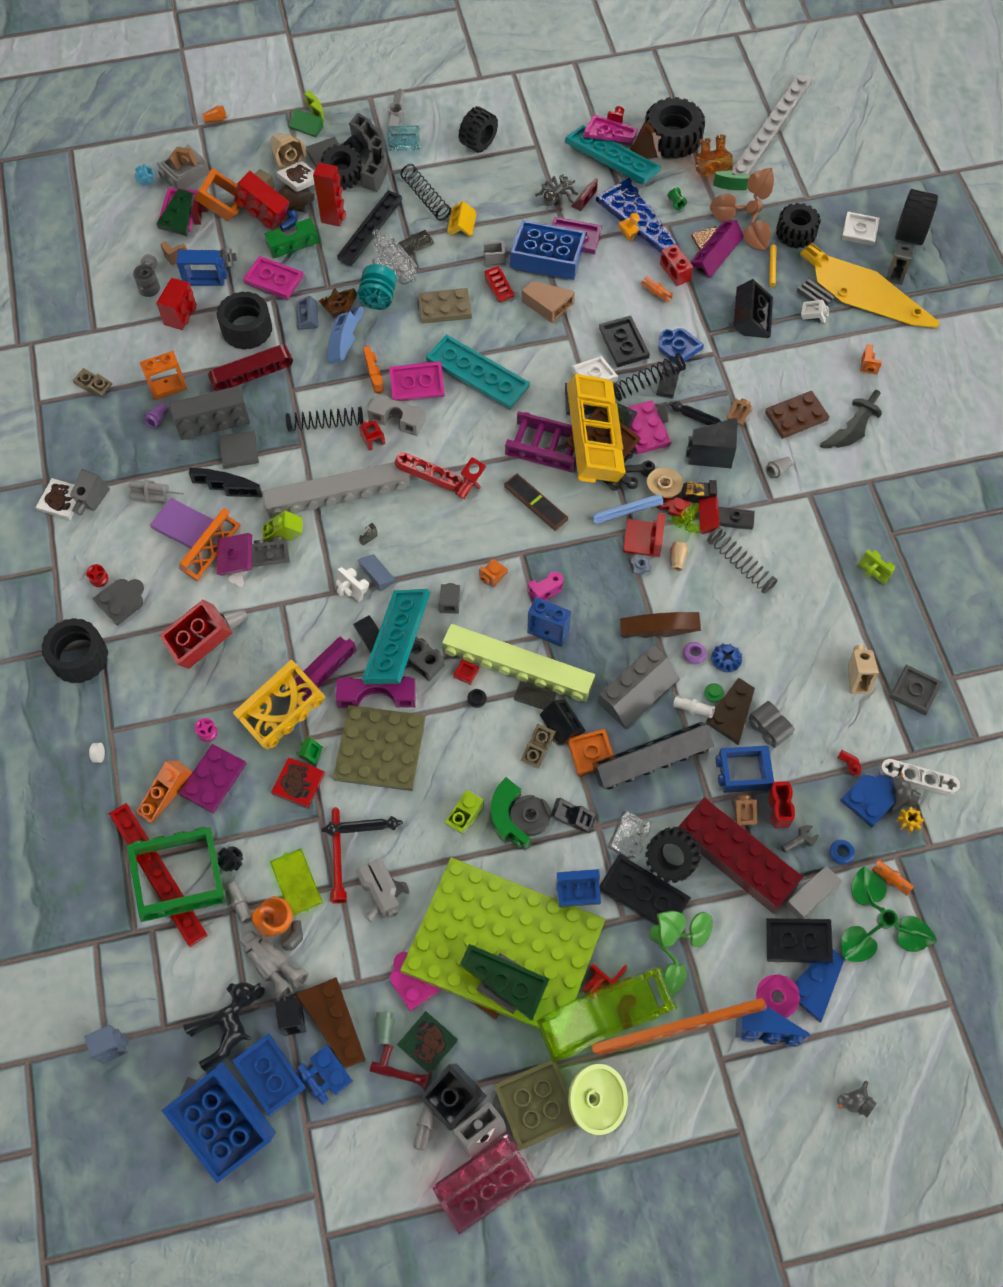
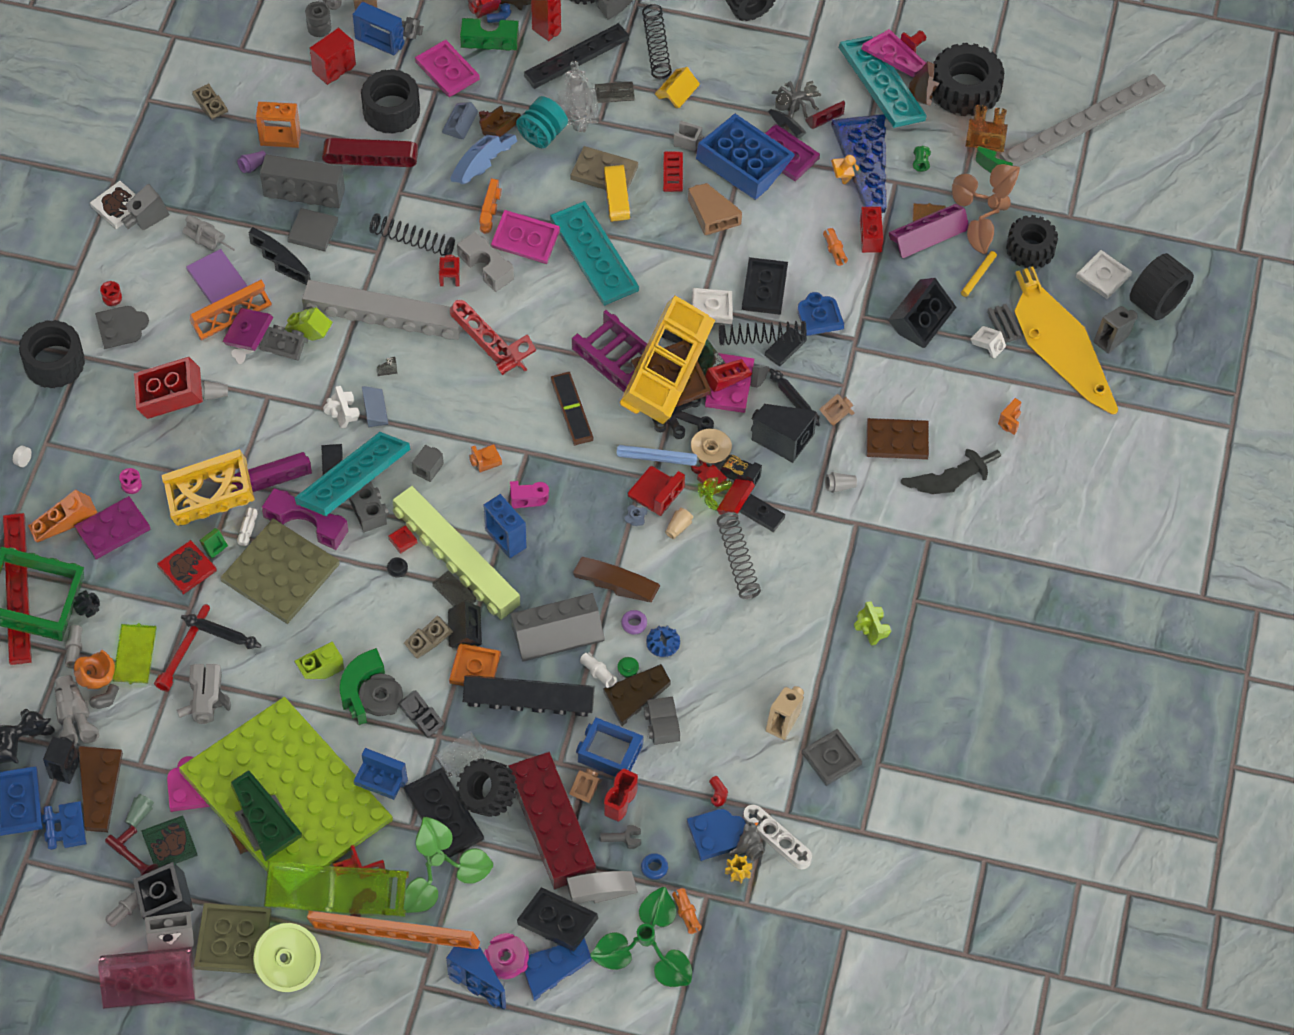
camera: 25 degrees right, 5 degrees down
(330, 723) = (247, 526): none -> white axle
(468, 317) = (616, 193): none -> yellow beam
(558, 210) = (783, 119): none -> black slope
(642, 422) = (718, 382): none -> red slope

